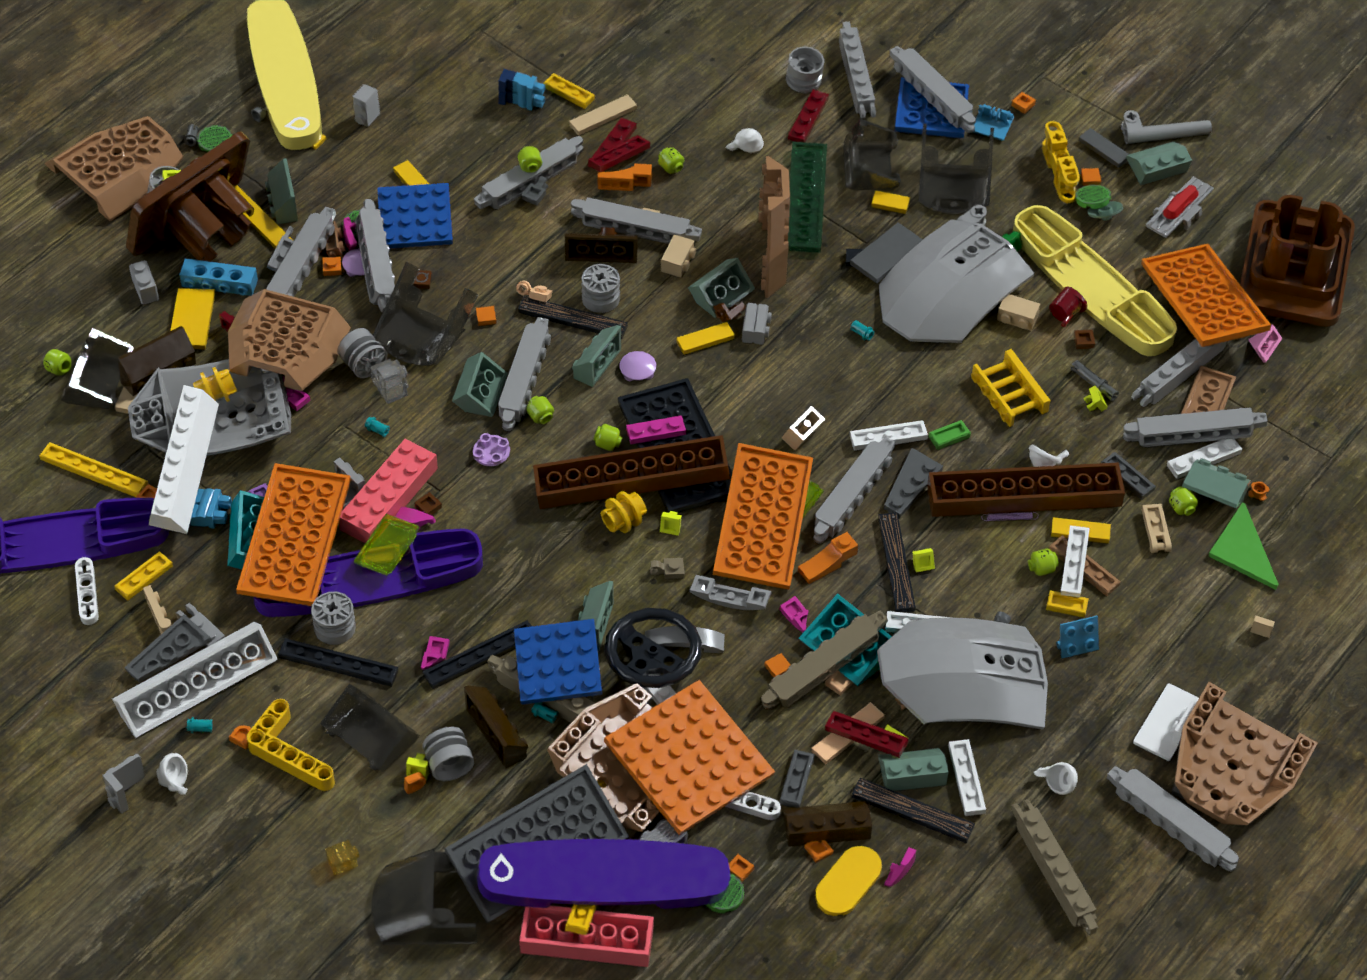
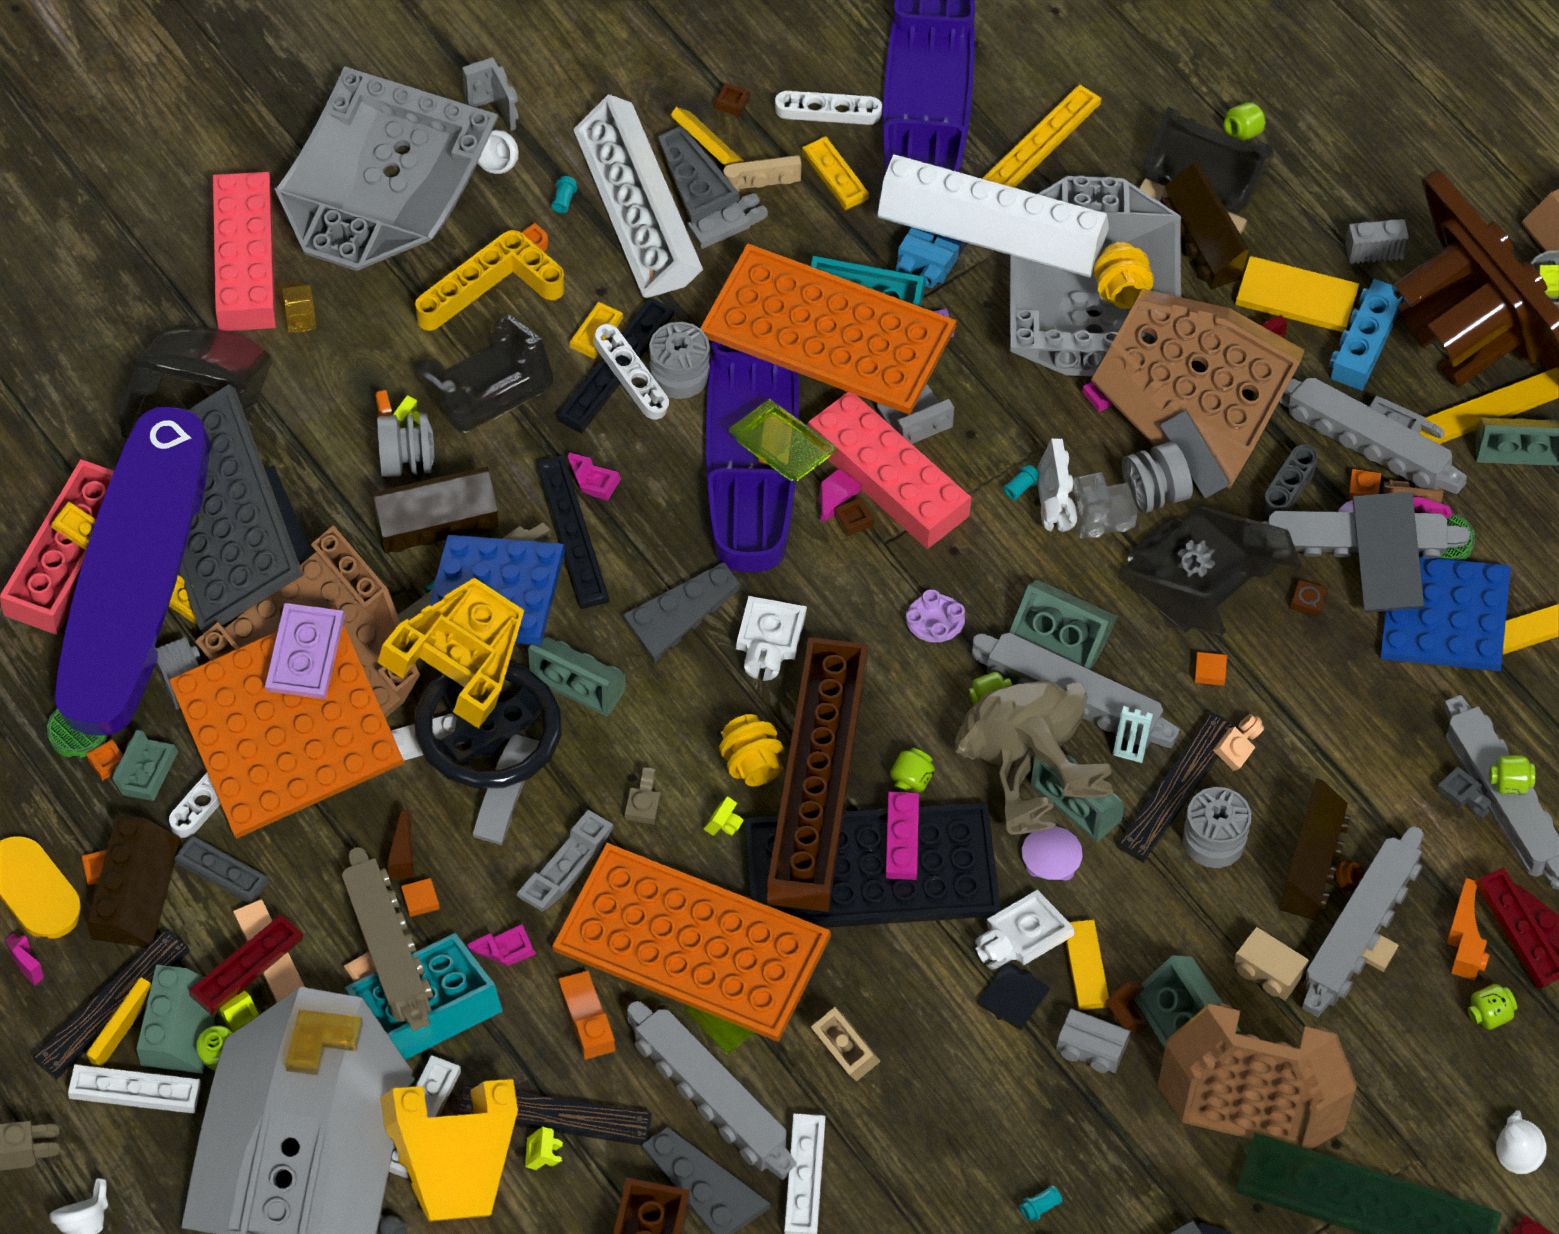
camera: 105 degrees right, 5 degrees up
(89, 648) = (732, 99): none -> reddish brown tile
(126, 657) = (705, 137): none -> yellow tile
(248, 823) = (338, 185): none -> light grey wedge
(299, 905) = (244, 251): none -> coral brick
(311, 680) = (600, 315): none -> yellow tile
(333, 336) = (1200, 459): none -> dark grey tile
(343, 297) = (1294, 473): none -> dark grey beam
(350, 649) = (633, 370): none -> white beam
(383, 401) = (1054, 488): none -> white plate
(390, 234) = (1388, 552): none -> dark grey tile
(415, 326) = (1189, 558): none -> light grey gear
(524, 582) = (671, 615): none -> dark grey wing
(531, 528) = (769, 635): none -> white plate
(552, 334) = (1136, 718): none -> light aqua tile
(565, 373) = (1024, 723): none -> dark tan animal
(614, 652) = (466, 639): none -> yellow wedge
(647, 741) = (305, 651): none -> lavender plate
(697, 365) = (1023, 932): none -> white plate
(736, 368) = (1013, 995): none -> black piece
(741, 839) = (144, 767): none -> sand green bracket
(749, 681) = (401, 854): none -> reddish brown slope
(922, 654) = (315, 1032): none -> clear yellow plate
(925, 736) = (211, 1044): none -> lime head
(929, 793) = (119, 1023): none -> yellow tile
(950, 592) = (456, 1157): none -> yellow wedge

